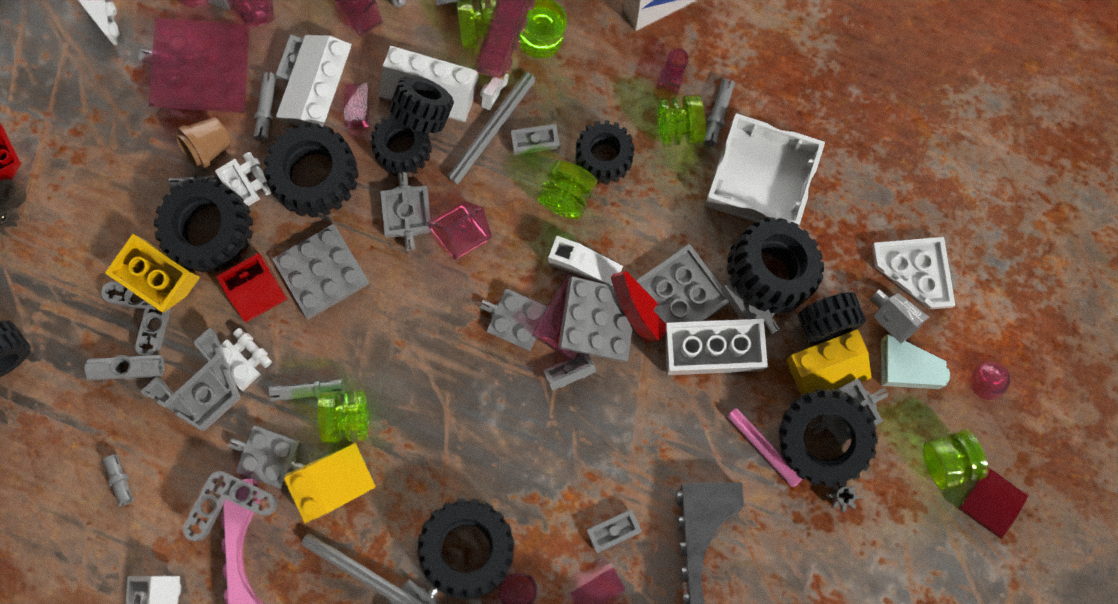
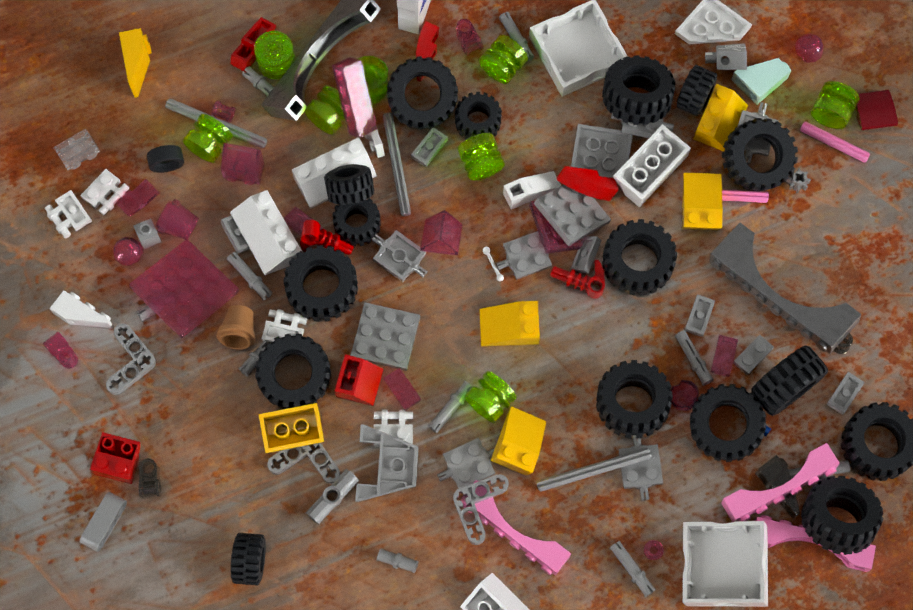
camera: 45 degrees left, 5 degrees down
(52, 24) = (60, 349): none -> clear pink piece
(104, 88) = (137, 356): none -> light grey beam
(285, 332) = (402, 389): none -> clear pink tile
(346, 118) = (313, 235): none -> red piece
(436, 368) = (510, 324): none -> yellow slope
(488, 280) = (486, 250): none -> white hinge
(533, 380) = (582, 282): none -> red piece
(545, 72) = (422, 67): none -> black tyre
(557, 594) = (697, 364): none -> light grey pin
(620, 389) = (646, 235): none -> black tyre
(623, 48) = (426, 41): none -> red slope
(727, 426) = (702, 201): none -> yellow slope
(920, 494) = (835, 142): none -> bright pink axle

